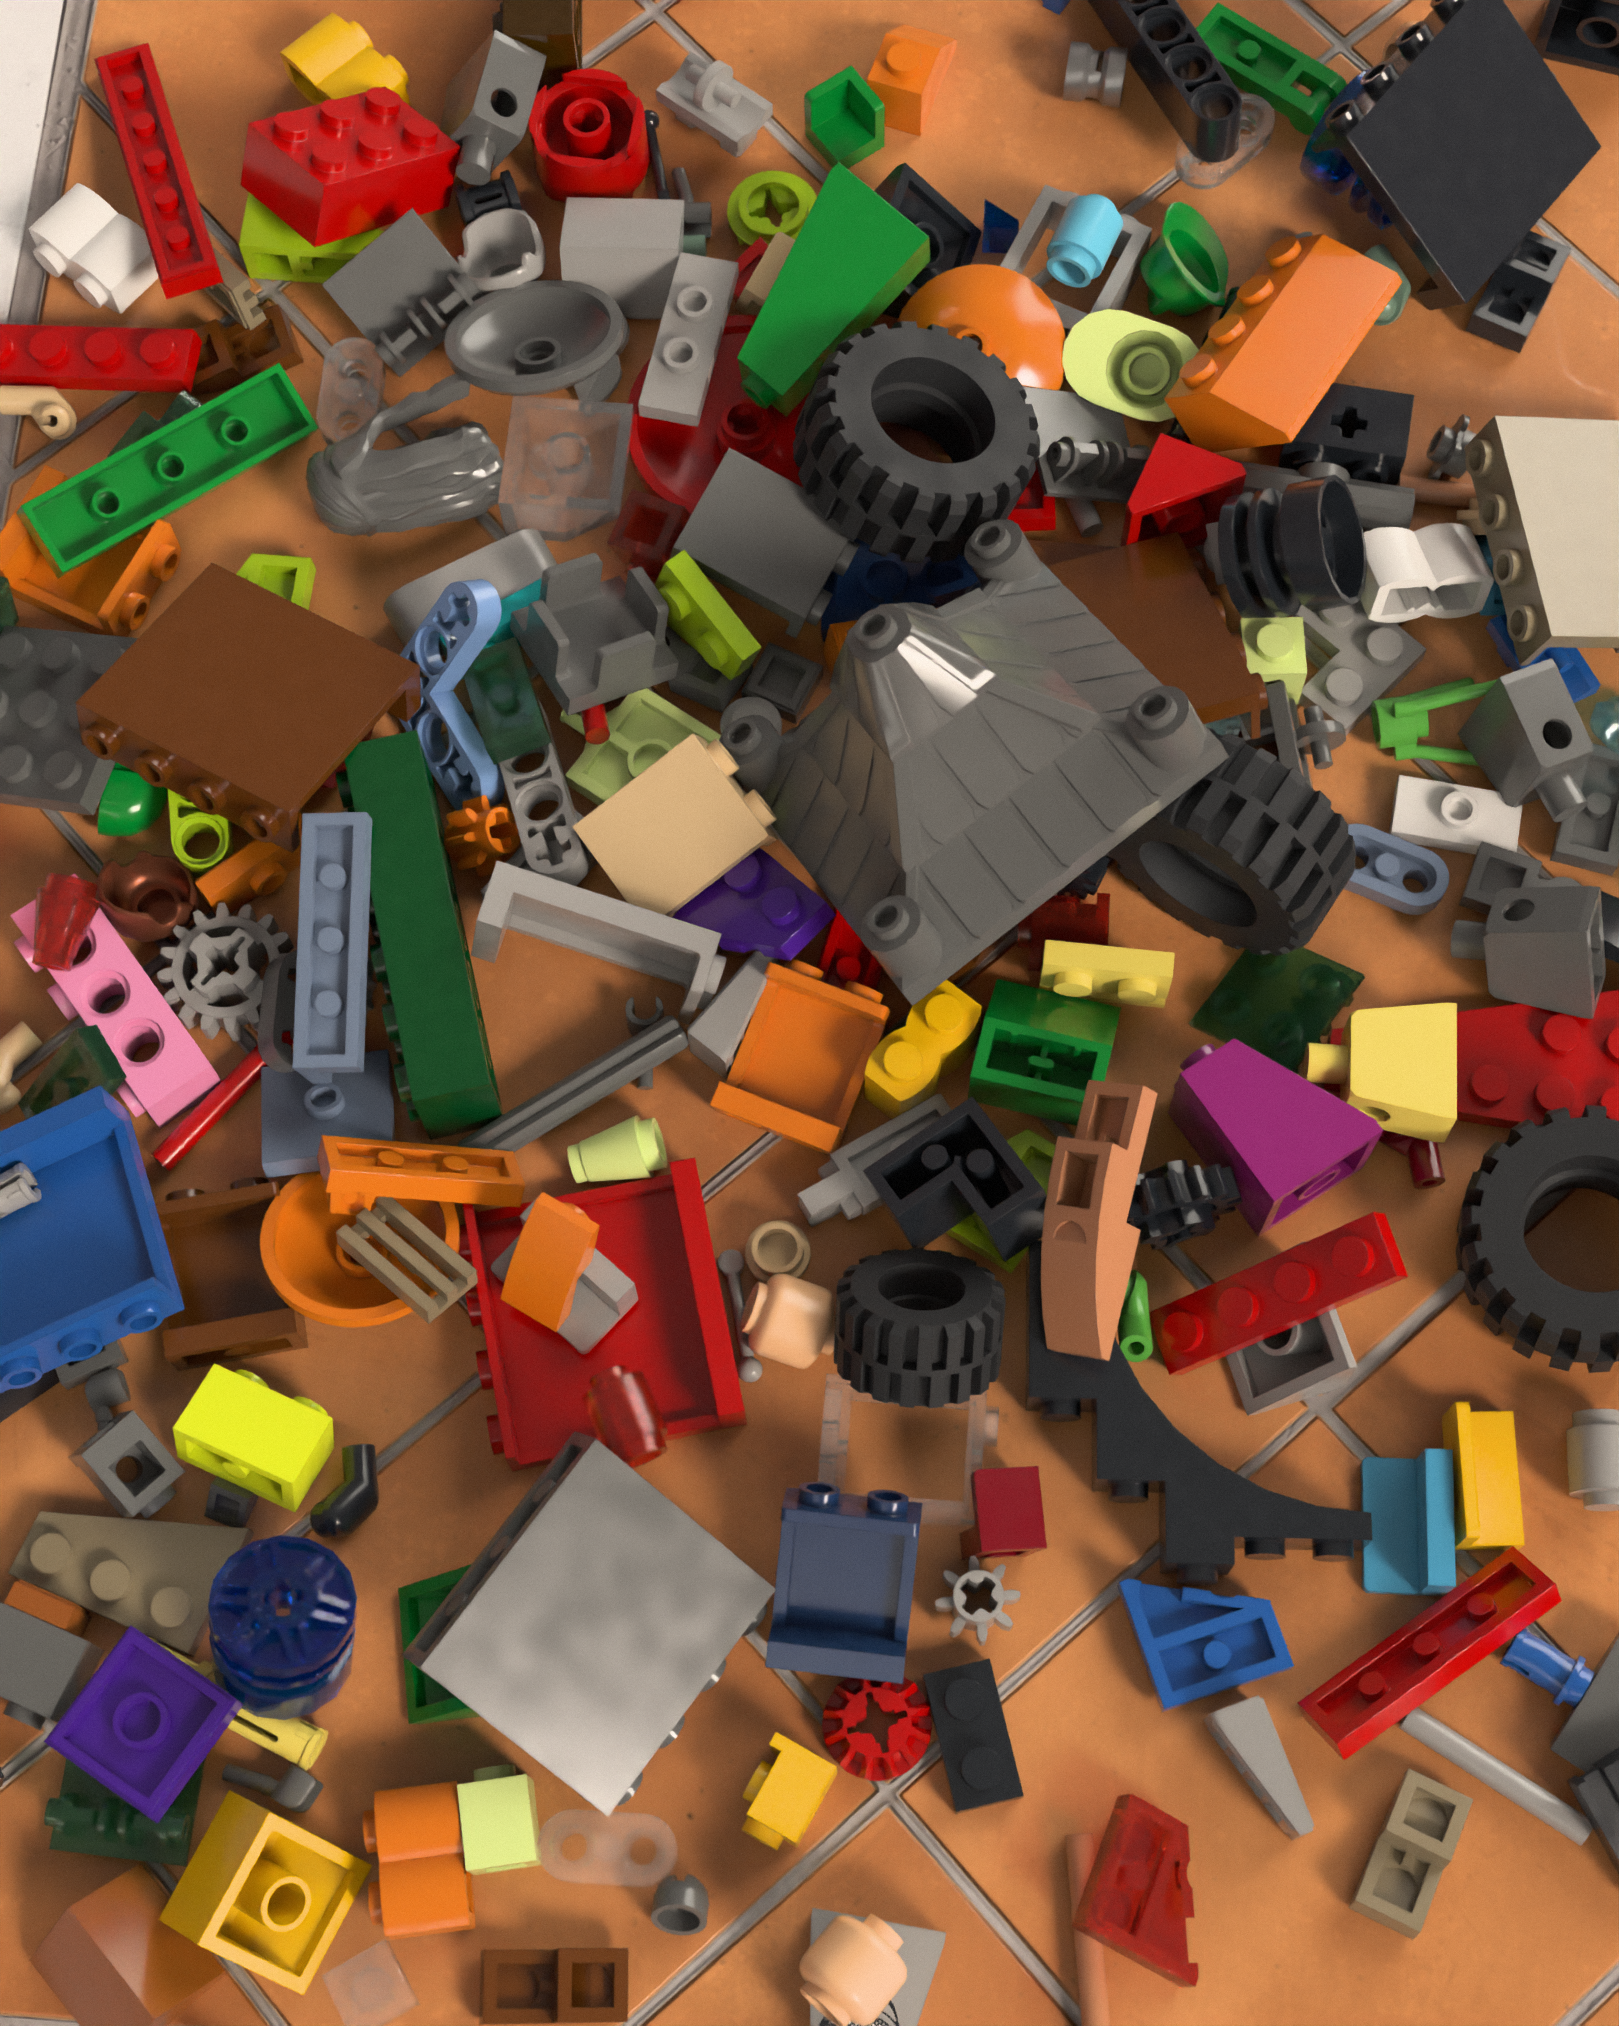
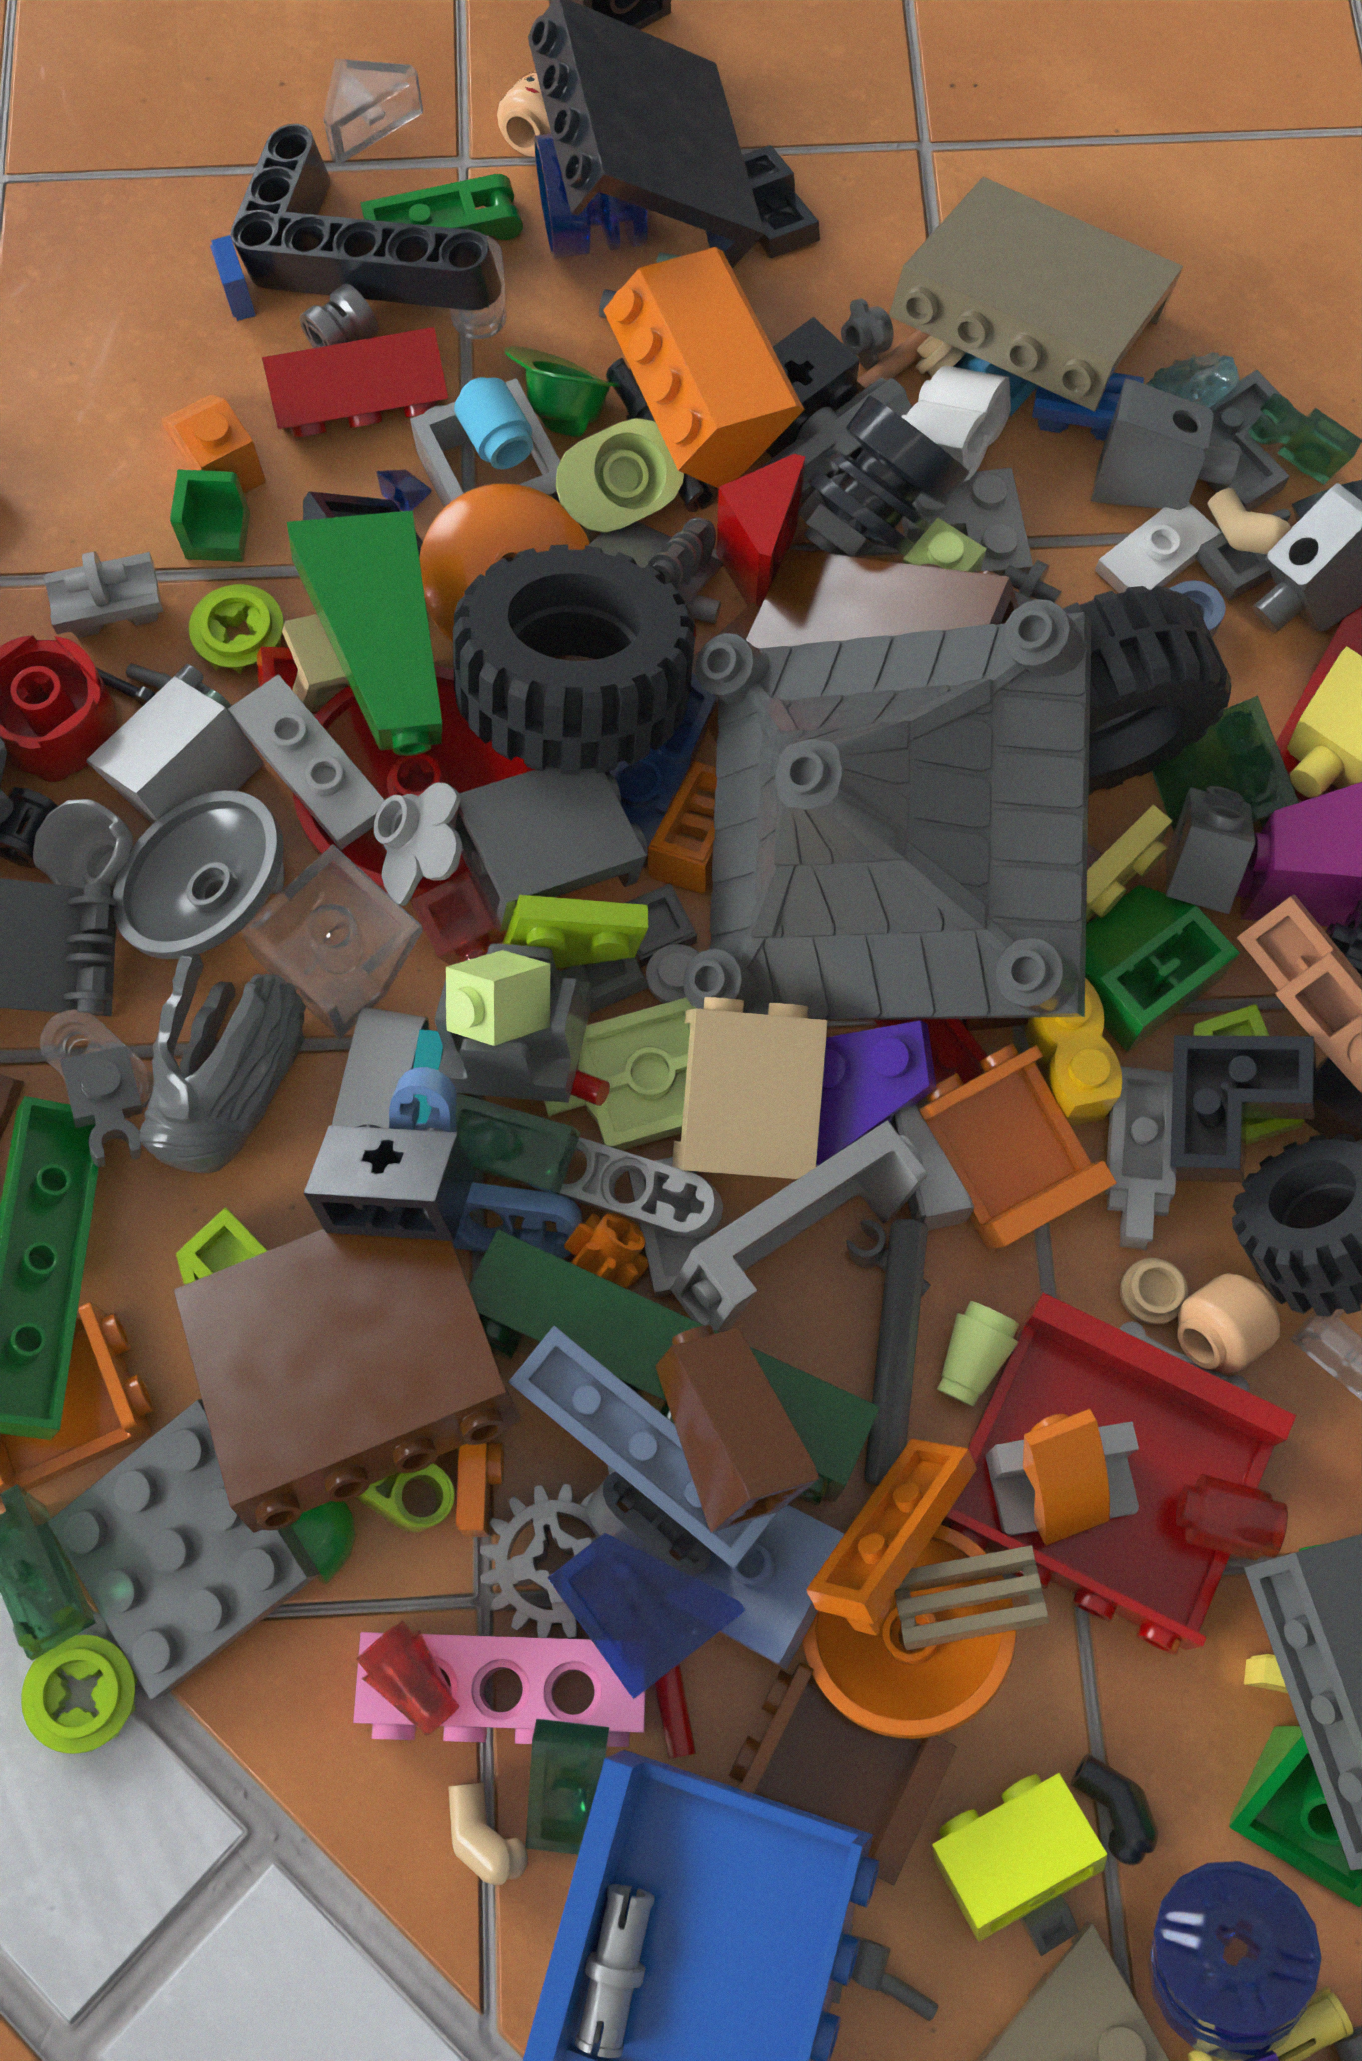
camera: 55 degrees left, 0 degrees up
(147, 896) = (428, 1580): copper hair -> none
(156, 1468) = (961, 1995): dark grey brick -> none
(224, 1037) = (640, 1609): none -> clear blue wing
(324, 411) = (102, 1094): none -> dark grey plate
(376, 974) = (732, 1428): none -> reddish brown slope
(392, 632) = (390, 1182): none -> brick
(592, 596) = (498, 997): none -> yellowish green brick
(680, 461) = (418, 839): none -> light grey plate
(1050, 123) = (355, 381): none -> red brick
(1173, 1020) = (1210, 848): none -> dark grey brick
(1404, 719) = (1057, 525): bright green plant -> none
(1519, 859) = (1246, 529): none -> tan arm

